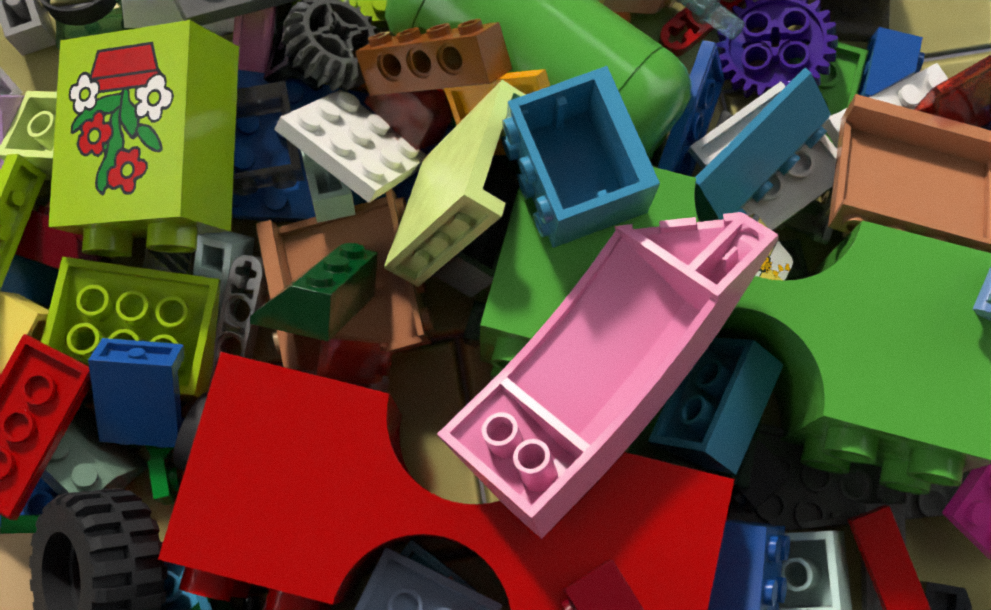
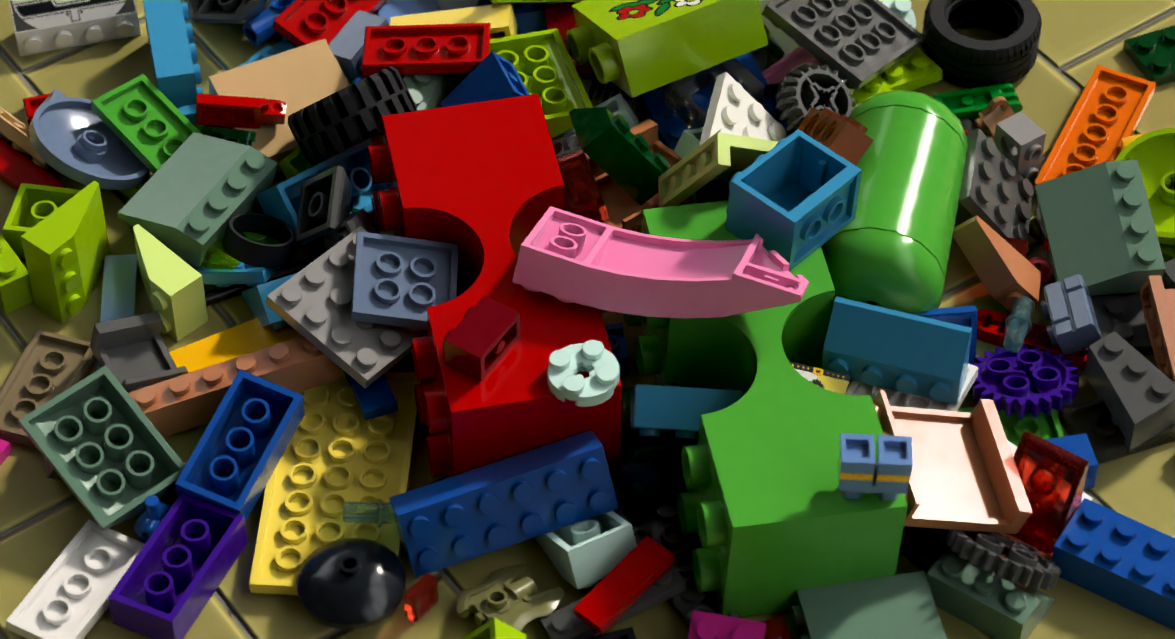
camera: 65 degrees right, 30 degrees down
(727, 499) = (587, 357): none -> light aqua plate

